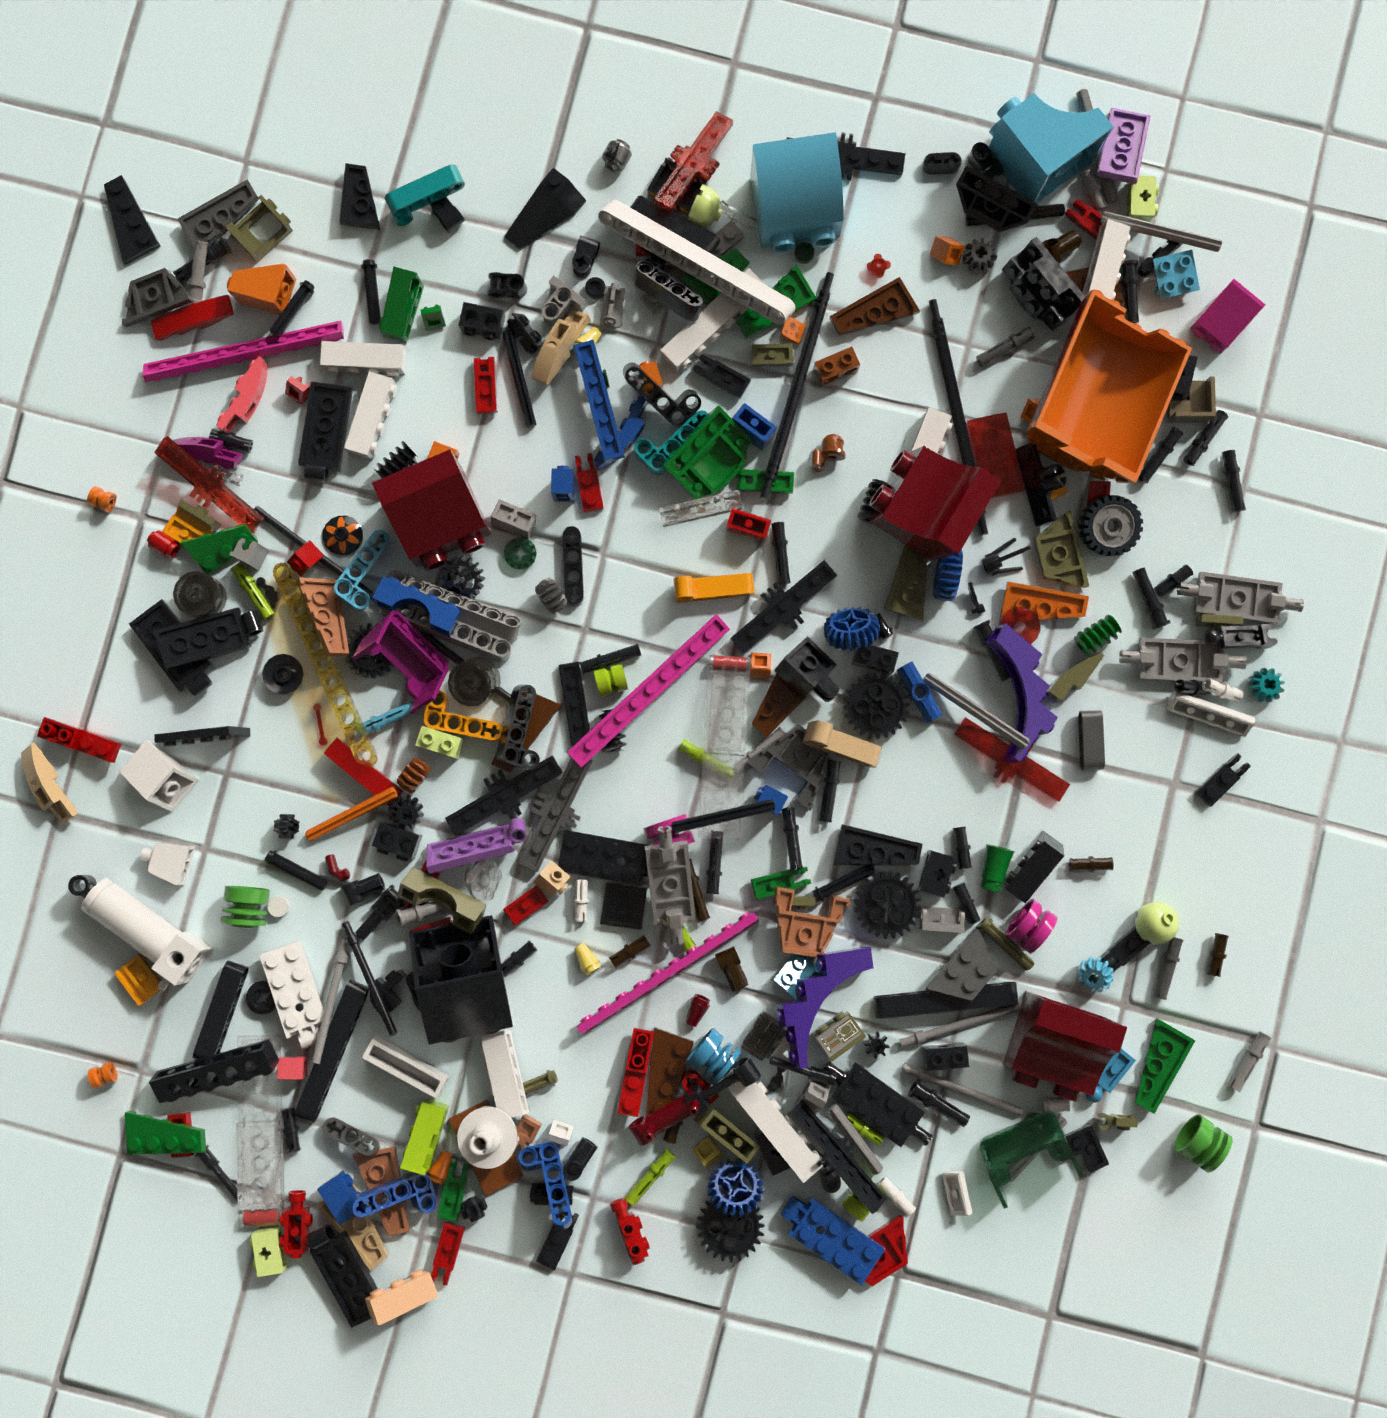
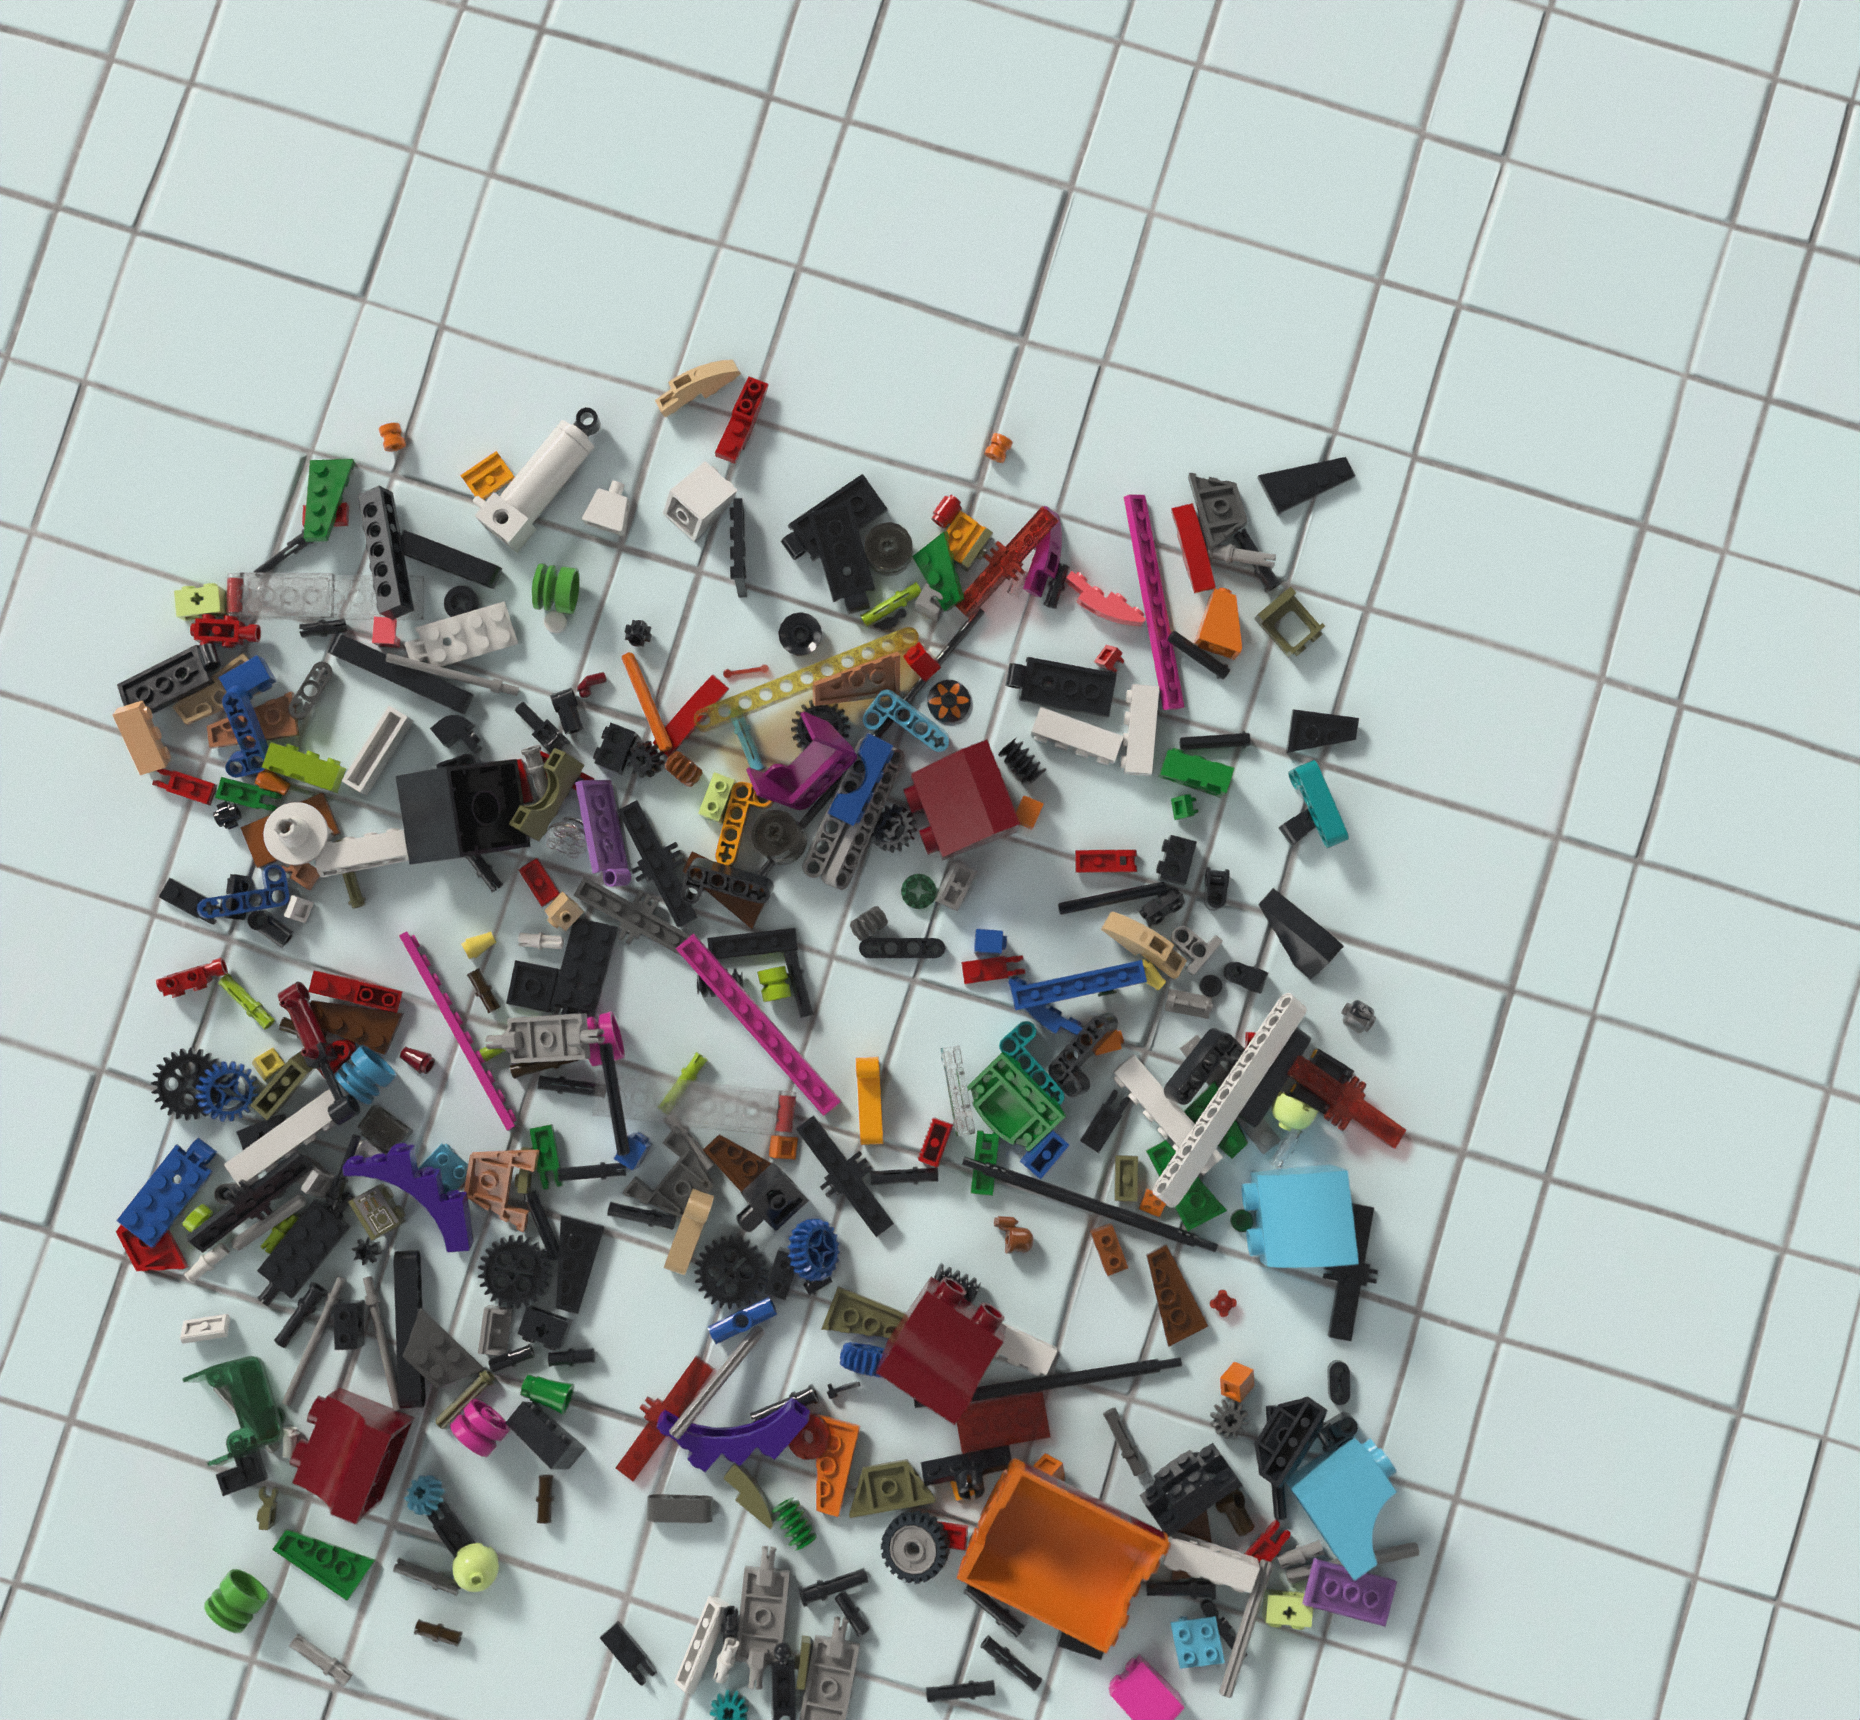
camera: 90 degrees right, 0 degrees up
(209, 219) = (1304, 574): dark grey wing -> none
(295, 870) = (591, 641): black axle -> none
(353, 942) = (511, 699): black bar -> none
(730, 964) = (462, 1098): dark brown piece -> none
(776, 1080) = (336, 1139): black piece -> none
(992, 563) = (880, 1411): black plant -> none
(1112, 1074) = (316, 1508): dark azure plate -> none
(1199, 404) = (1048, 1658): dark tan panel -> none

